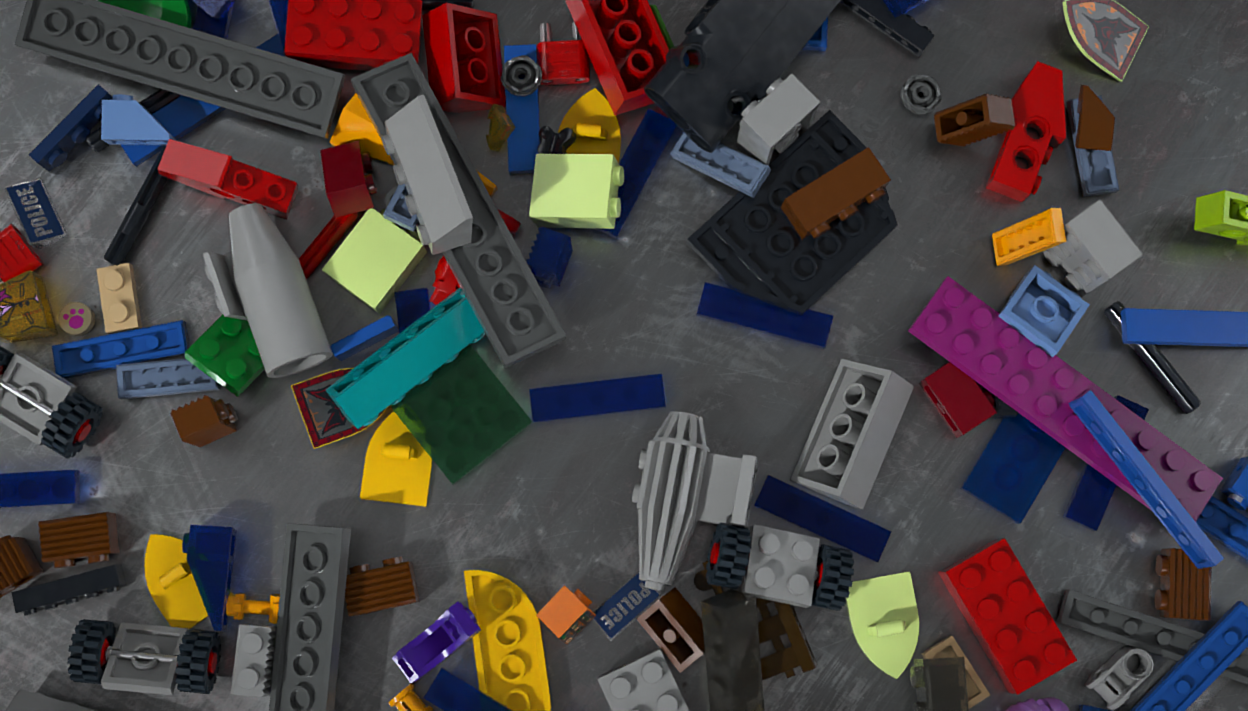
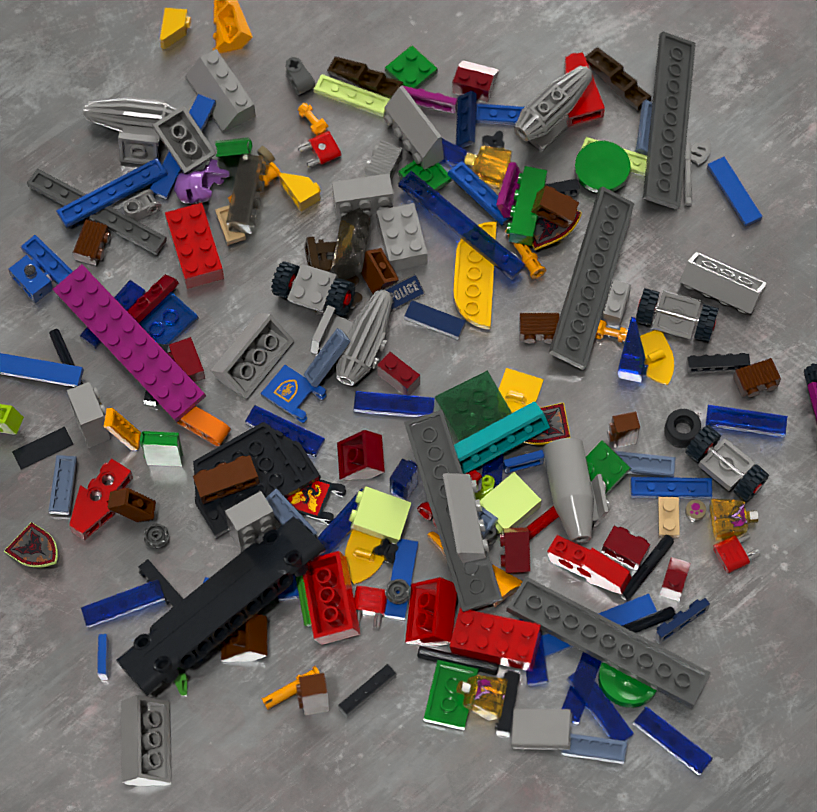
camera: 170 degrees left, 15 degrees down
(36, 213) = (712, 576): slope -> none
(79, 538) = (708, 386): reddish brown brick -> none
(91, 453) = (685, 416): none -> black tyre
(92, 195) = (675, 579): none -> dark red slope
(130, 123) = (642, 608): medium blue slope -> none
(176, 227) = (626, 547): none -> dark red brick
(416, 278) = (487, 485): none -> lime arm
(437, 642) = (512, 292): dark purple arch -> none
(500, 127) = (418, 569): clear yellow tile -> none
(562, 568) = (434, 319): none -> dark blue tile
(567, 613) = (437, 292): orange brick -> none
(599, 446) = (398, 374): none -> dark red brick
(630, 291) = (360, 456): none -> dark red slope
(689, 207) = (313, 498): none -> flag
(724, 440) = (326, 357): none -> sand blue plate
(773, 387) = (290, 390): none -> blue flag
(822, 518) = (292, 324): clear blue tile -> none
(885, 620) = (259, 260): yellowish green shield -> none
(892, 290) = (205, 426): none -> orange beam
(954, 219) = (161, 448): none -> piece
(1043, 310) = (124, 393): medium blue plate -> none
(1049, 502) = (153, 297): none -> dark red plate
(1095, 122) = (59, 491): reddish brown slope -> none
(1145, 480) = (100, 287): blue tile -> none
(1150, 202) = (42, 447): none -> black sticker

